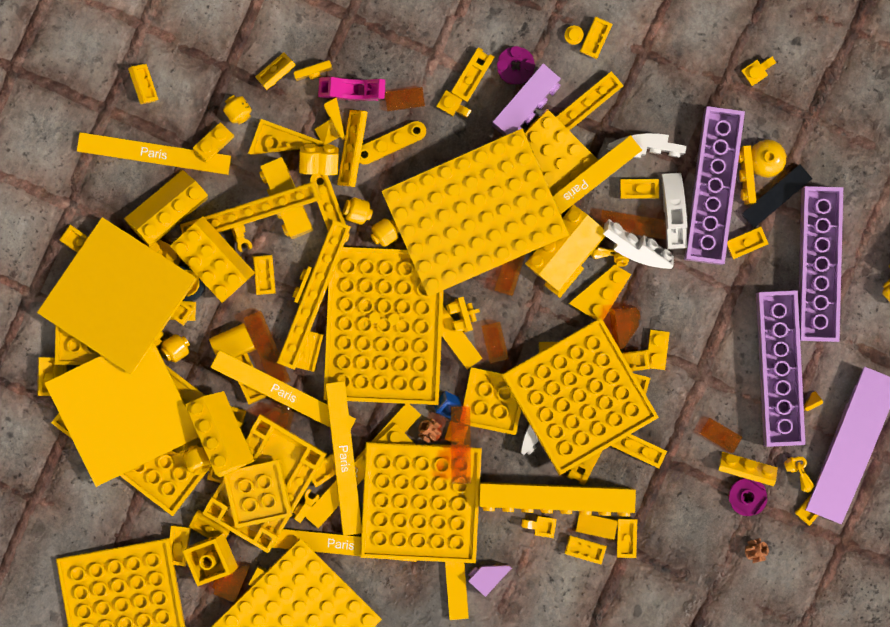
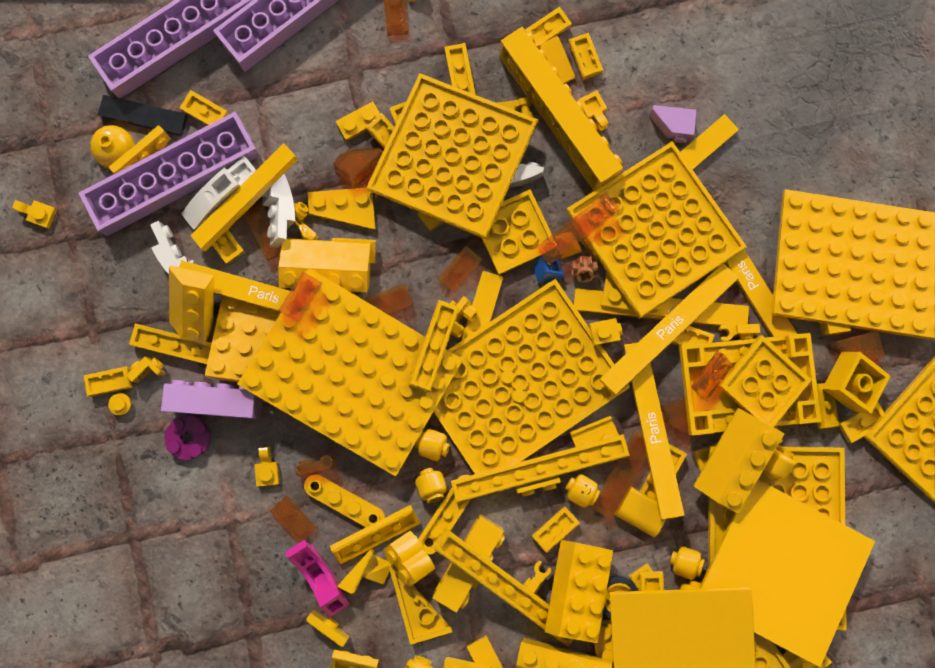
camera: 120 degrees left, 5 degrees down
(276, 312) = (582, 491): none -> yellow head
(289, 459) = (711, 376): none -> clear orange plate
(374, 411) = (605, 331): none -> yellow bracket
(433, 134) = (307, 467): none -> clear orange plate
(451, 282) = (434, 346): none -> yellow tile
(472, 75) = (225, 471): yellow plate -> none
(550, 214) = (300, 297): none -> clear orange plate
(588, 66) = (142, 368): none -> yellow bracket
(606, 134) = (191, 303): none -> yellow slope
(656, 226) = (244, 197): none -> yellow tile

